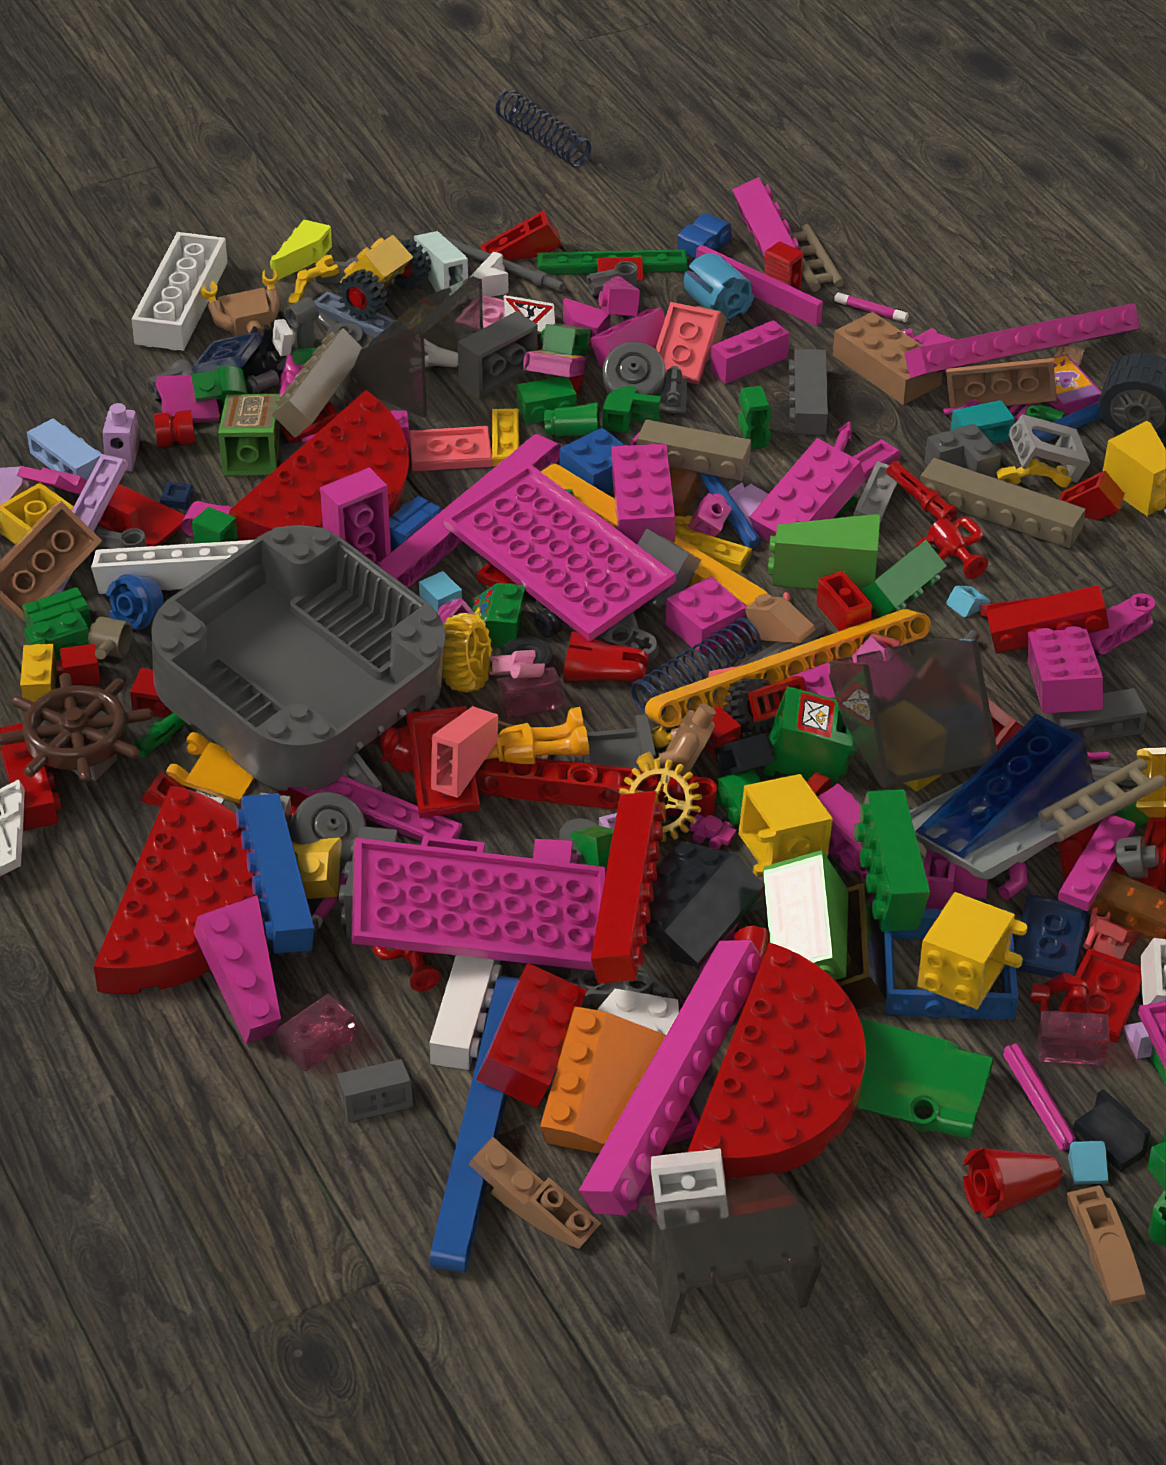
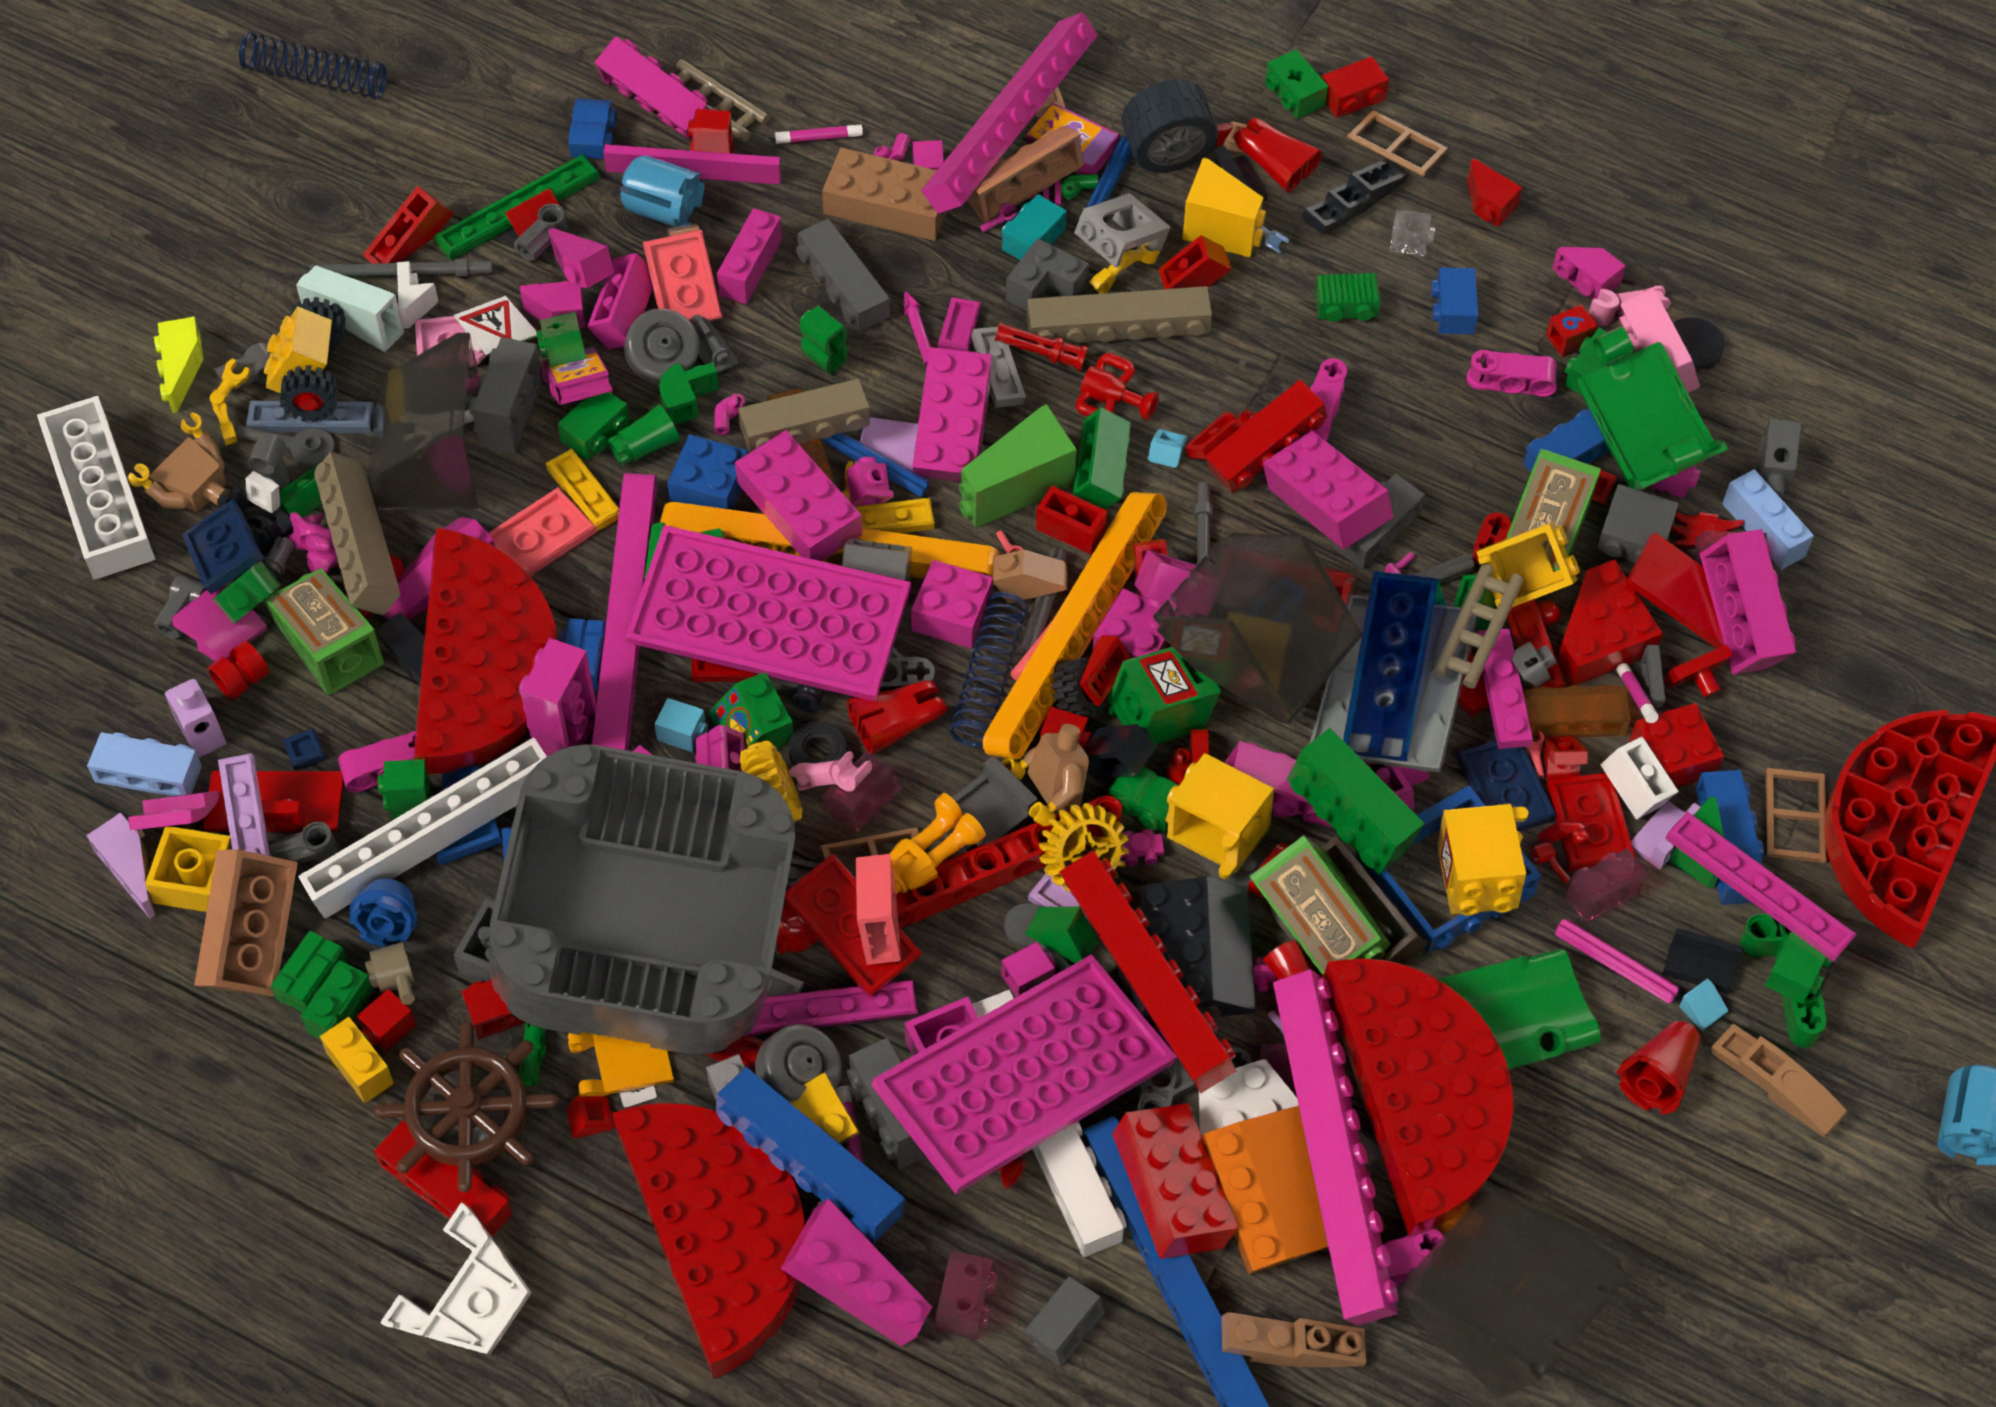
camera: 35 degrees left, 15 degrees up
(688, 1175) = (1434, 1247): white brick -> none

